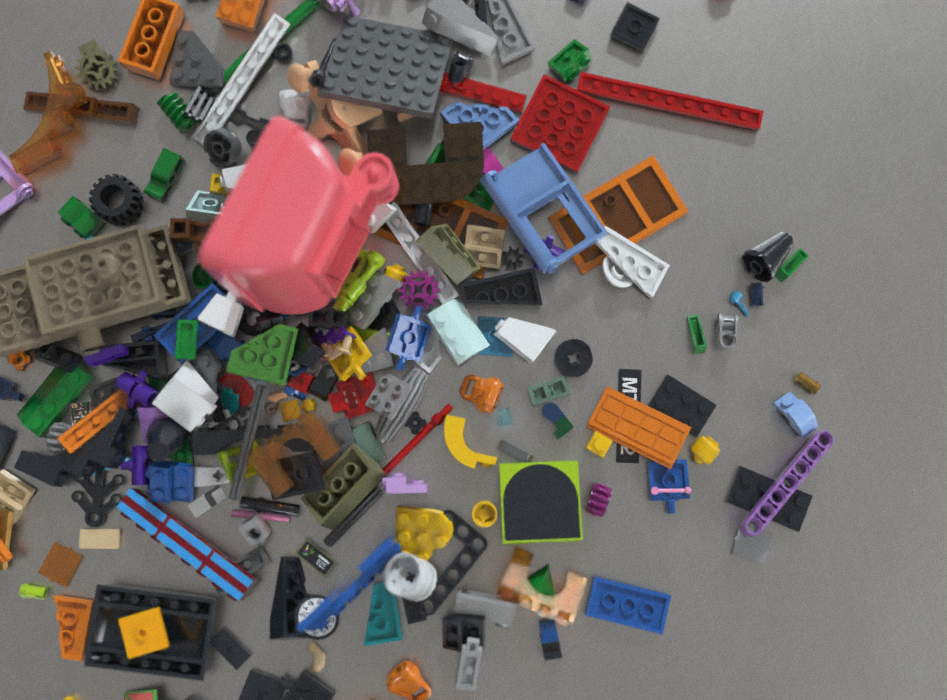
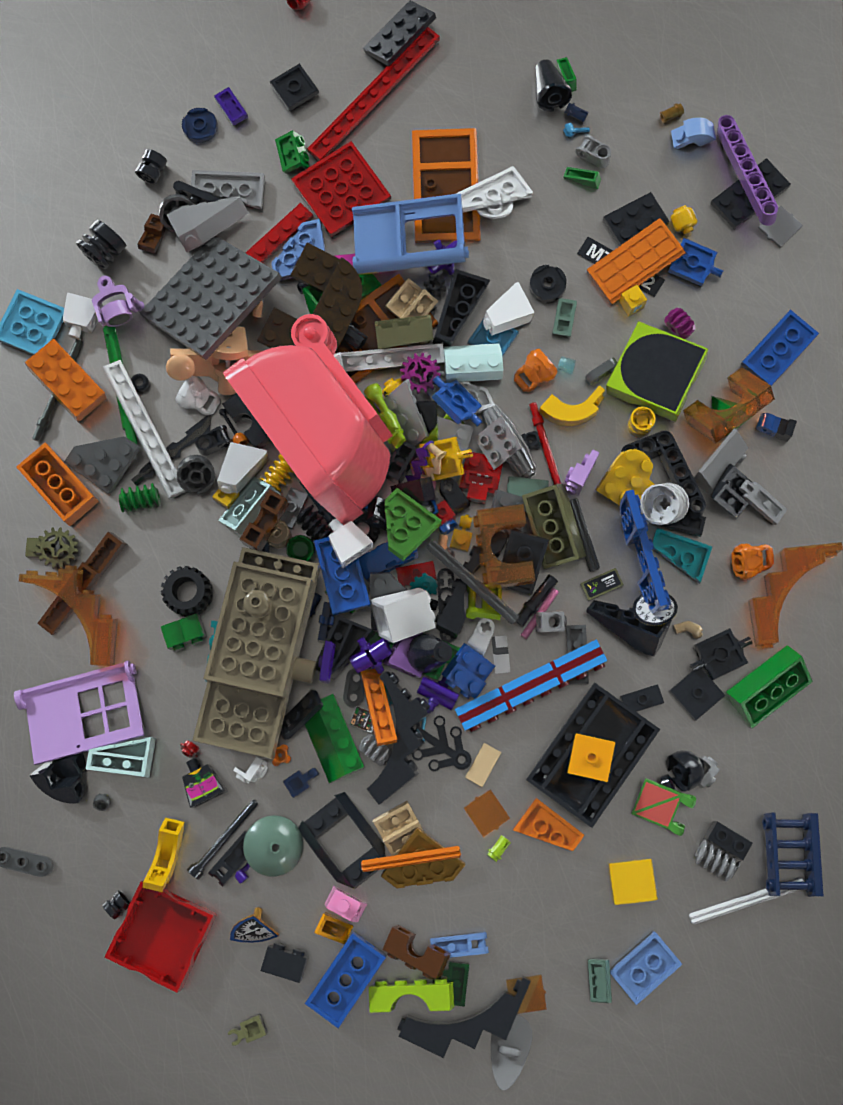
camera: 55 degrees left, 5 degrees down
(163, 174) = (187, 539): green piece -> none
(186, 339) = (352, 586): green tile -> none
(205, 93) = (139, 465): tile -> none
(318, 76) = (190, 349): black piece -> none
(459, 67) = (243, 241): black piece -> none
(553, 413) = (593, 322): leg -> none
(654, 490) = (696, 275): bright pink hinge -> none
(742, 90) = (399, 33): none -> black plate

